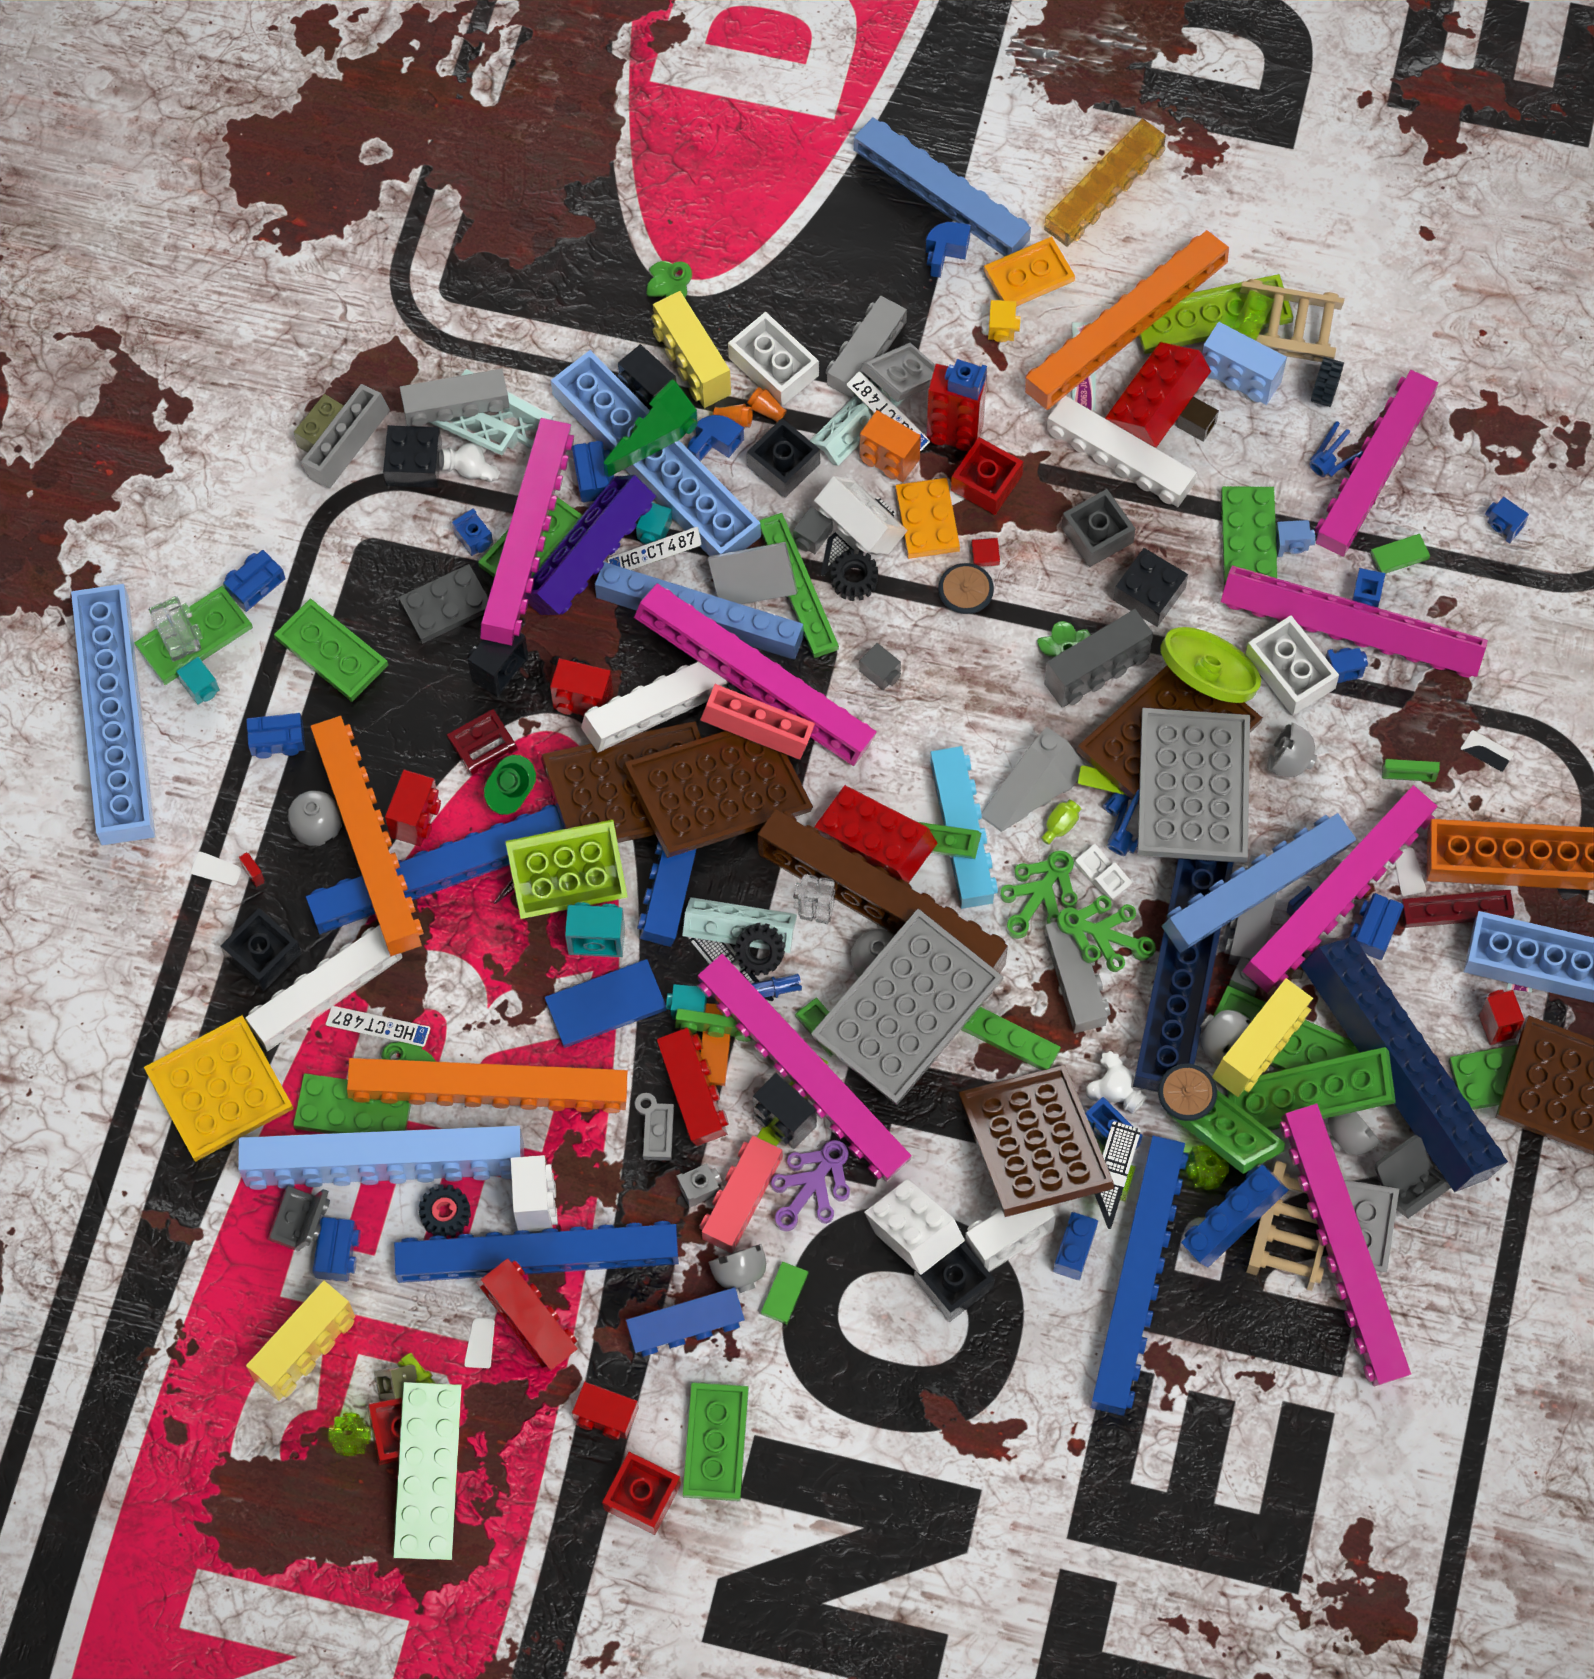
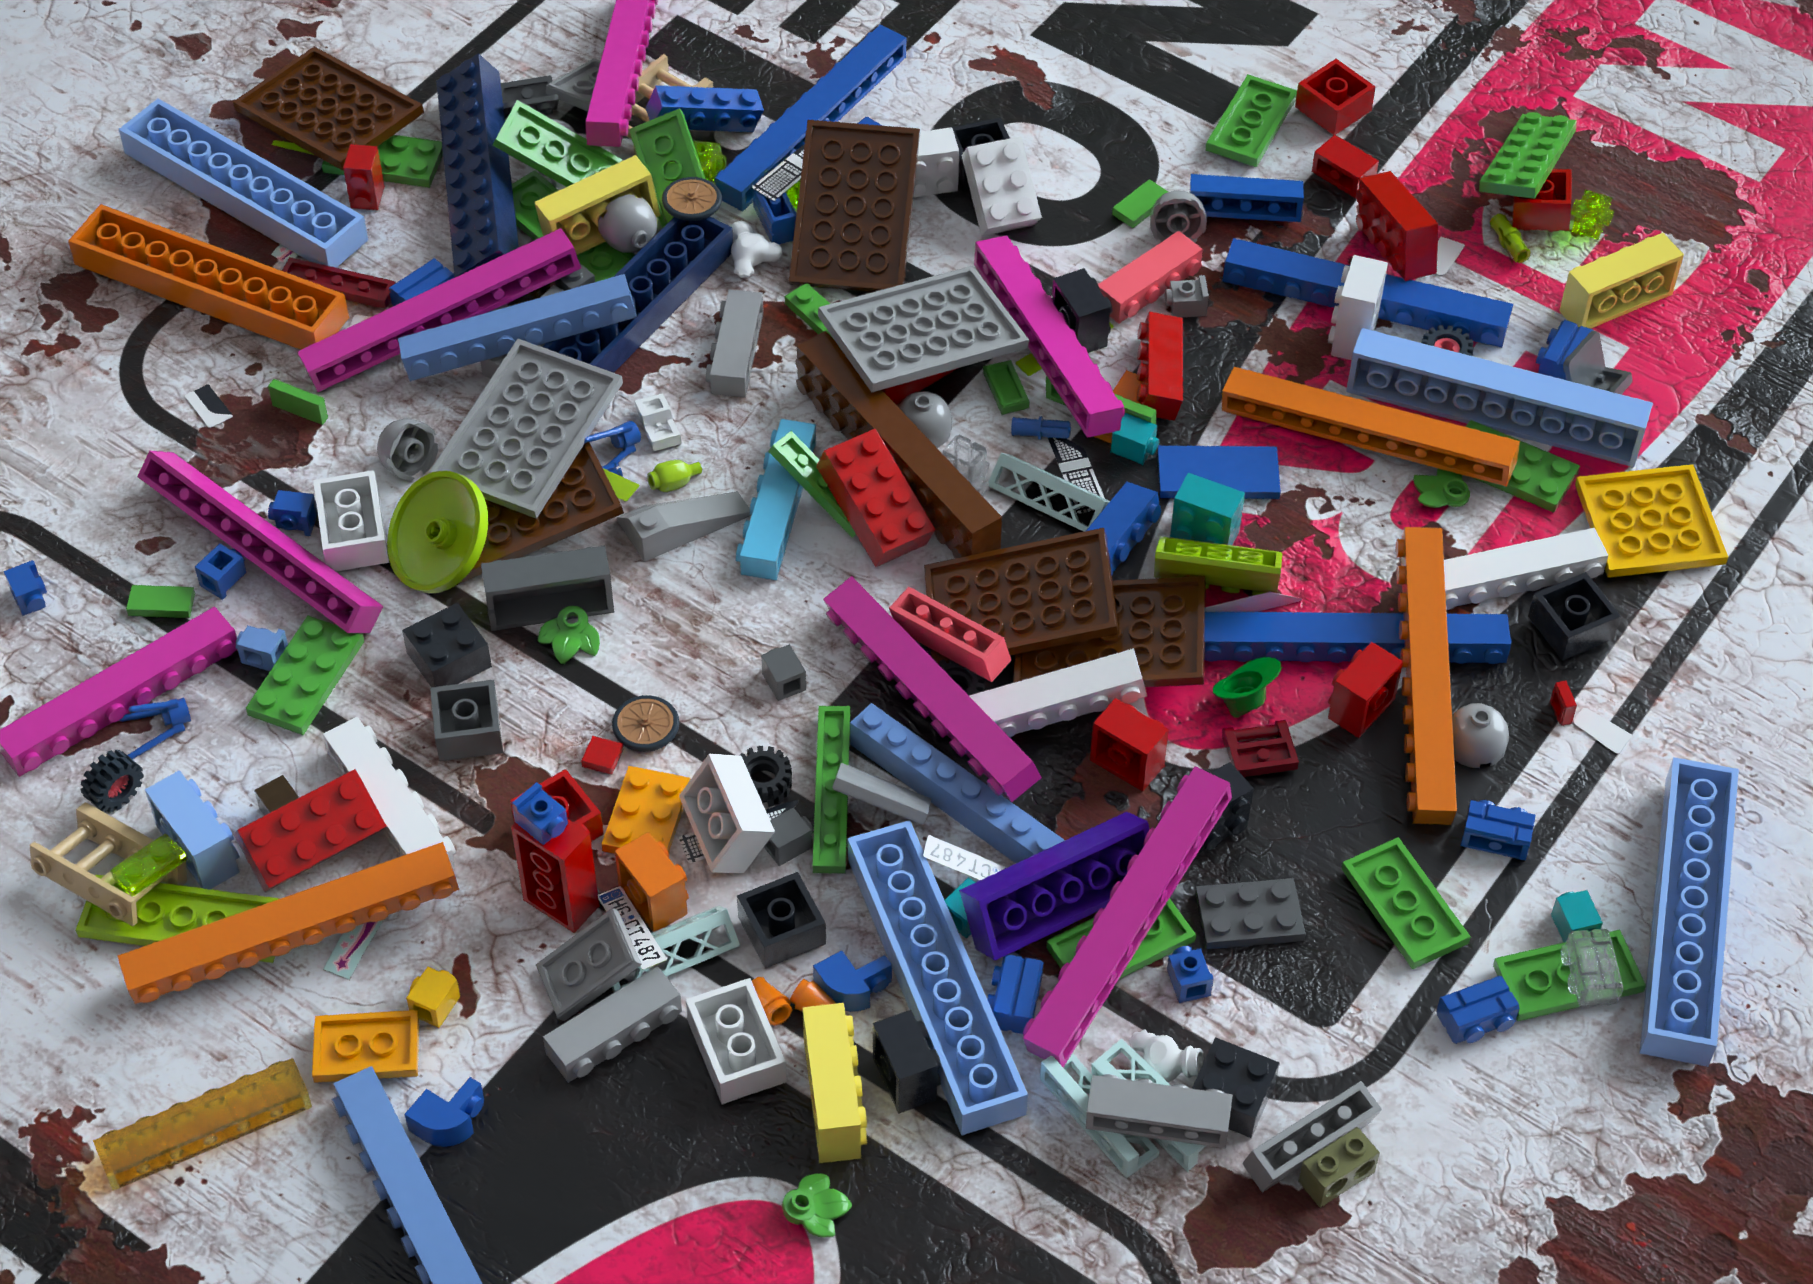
camera: 160 degrees left, 15 degrees down
(378, 1026) = (1458, 520): white sticker -> none
(391, 1381) = (1538, 232): olive slope -> none
(658, 1128) = (1209, 352): light grey hinge -> none
(664, 424) = (923, 967): green wedge -> none
(755, 964) = (1042, 451): black tyre -> none
(813, 1181) = (1113, 253): medium lavender plant -> none
(1040, 890) = (699, 440): bright green plant -> none
(1103, 934) = (719, 361): bright green plant -> none

